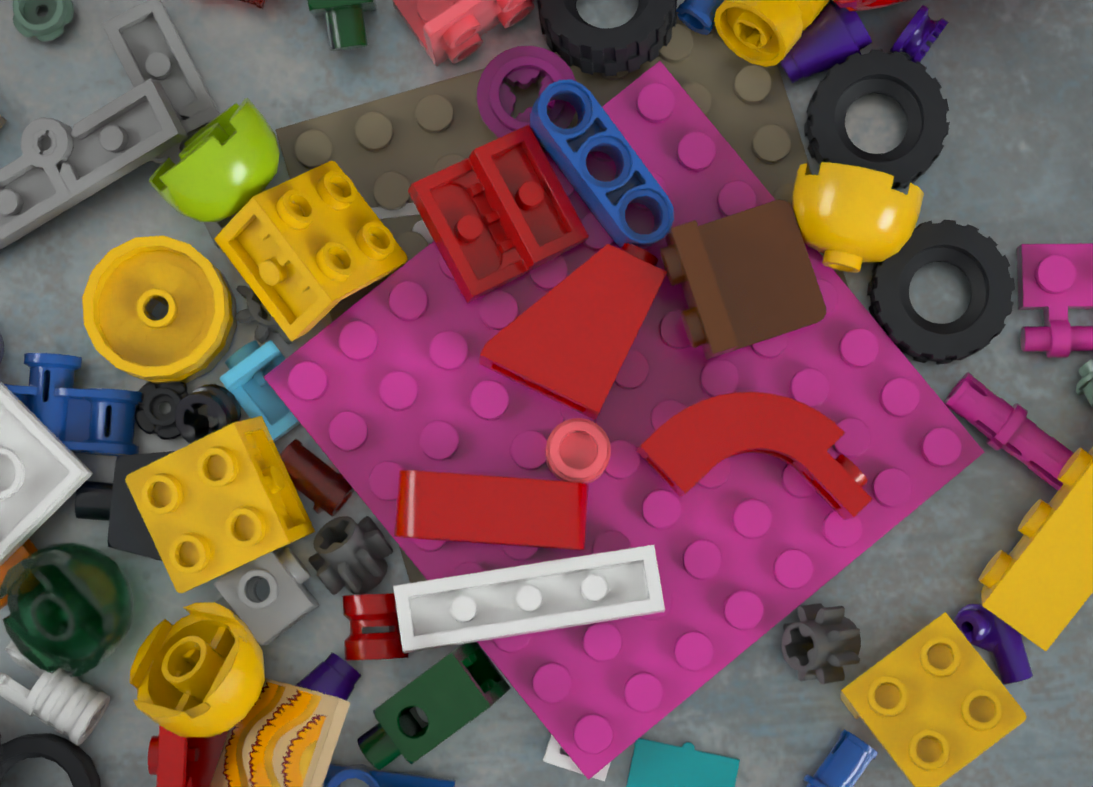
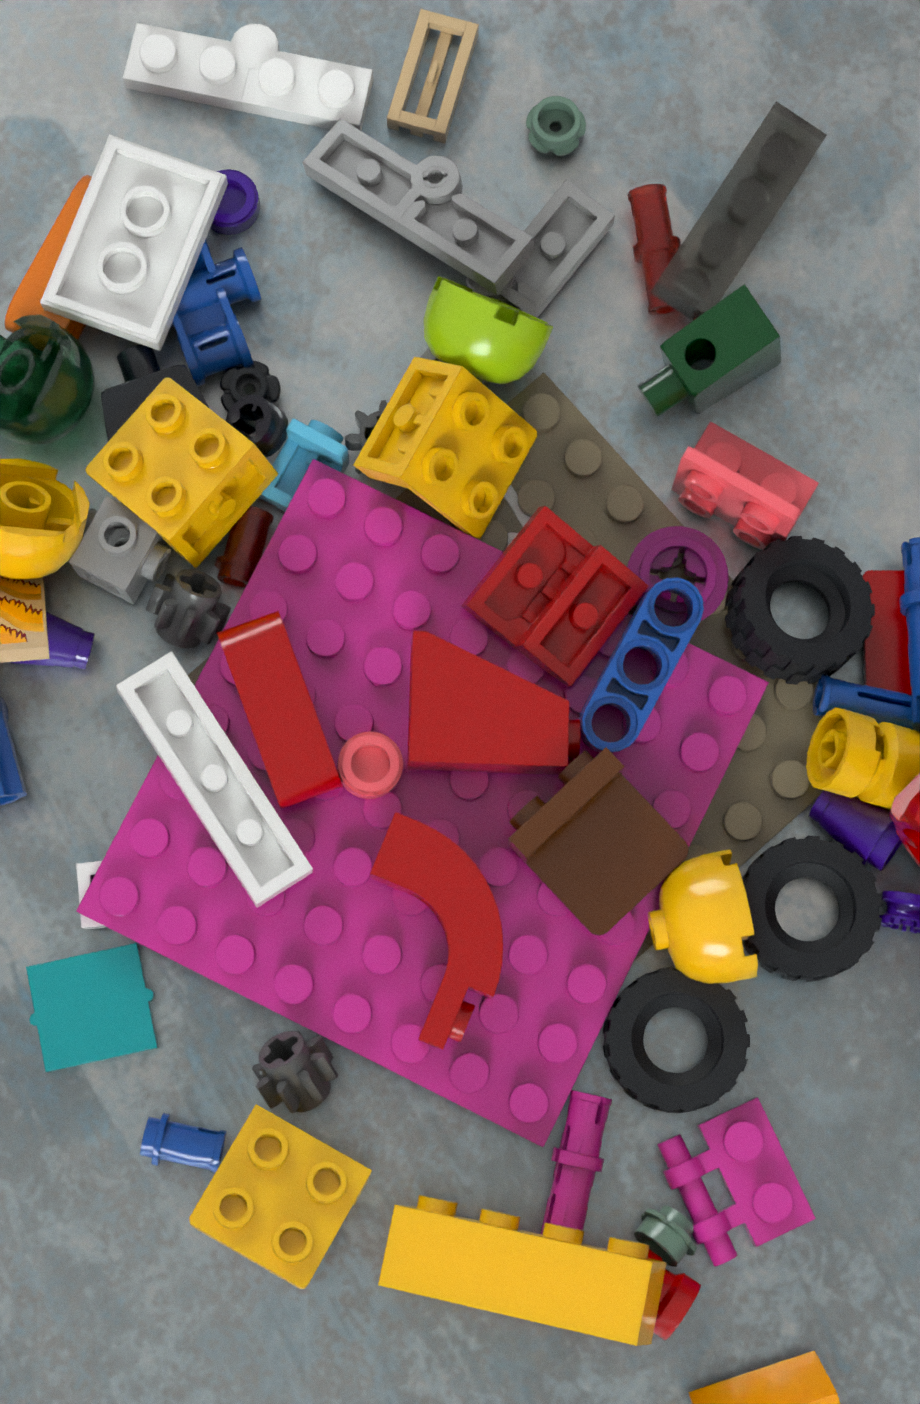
camera: 65 degrees right, 5 degrees down
(128, 288) = (324, 308): yellow wheel -> none
(372, 611) = (143, 647): red wheel -> none
(448, 694) = (83, 741): dark green torso -> none
(997, 637) = (367, 1256): dark purple arm -> none

